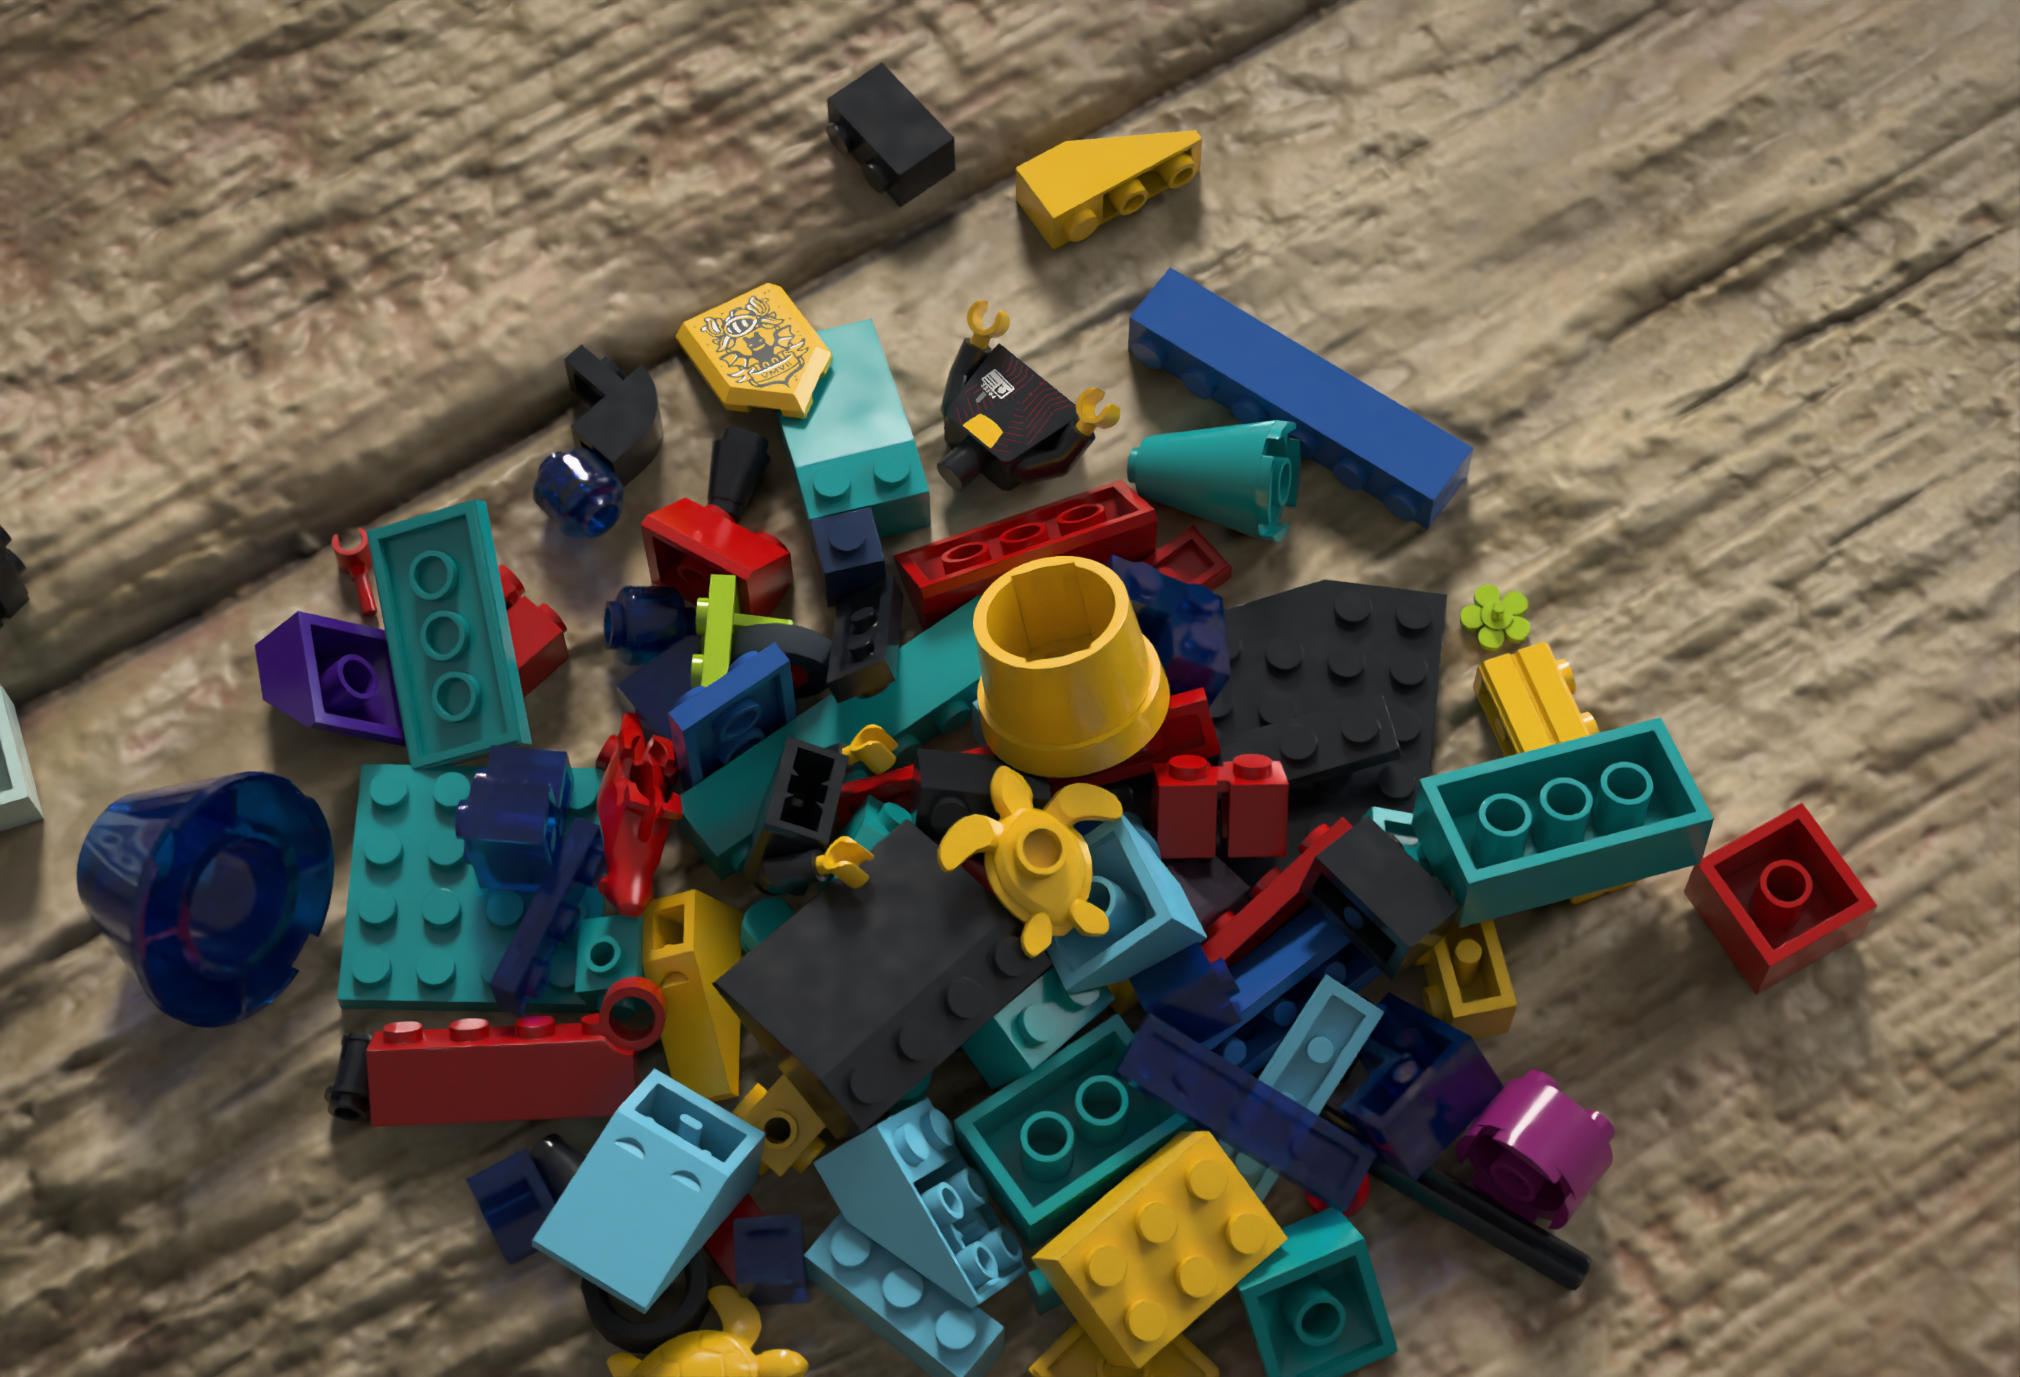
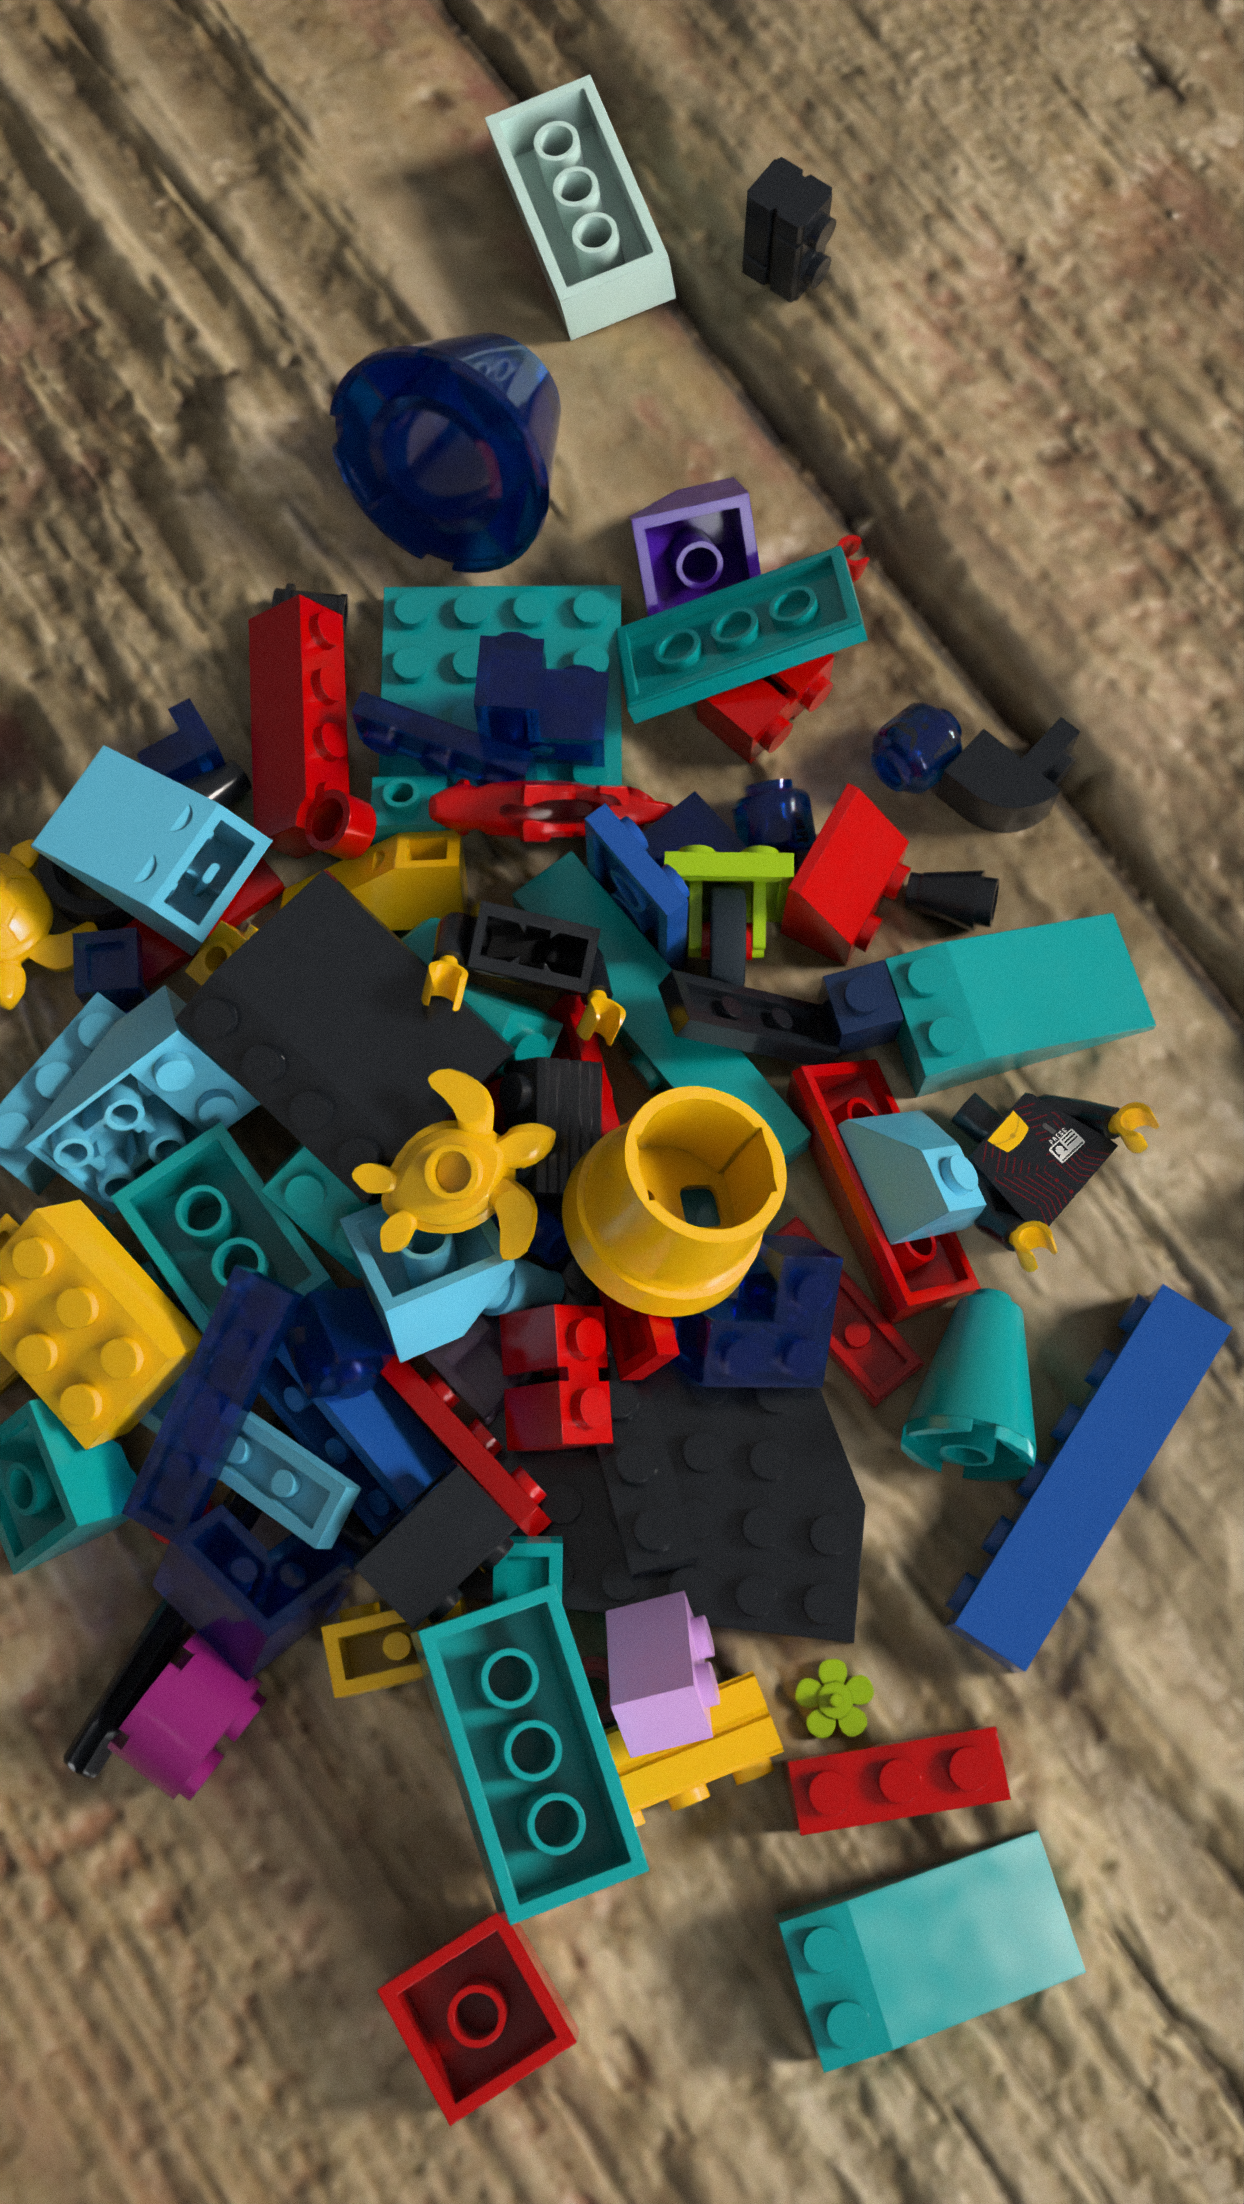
camera: 90 degrees right, 10 degrees up
(757, 352) = (1096, 911): yellow tile -> none
(1023, 502) = (913, 1175): none -> medium azure slope
(1483, 725) = (660, 1674): none -> lavender brick
(1566, 562) = (896, 1780): none -> red brick
(1706, 557) = (928, 1949): none -> teal slope

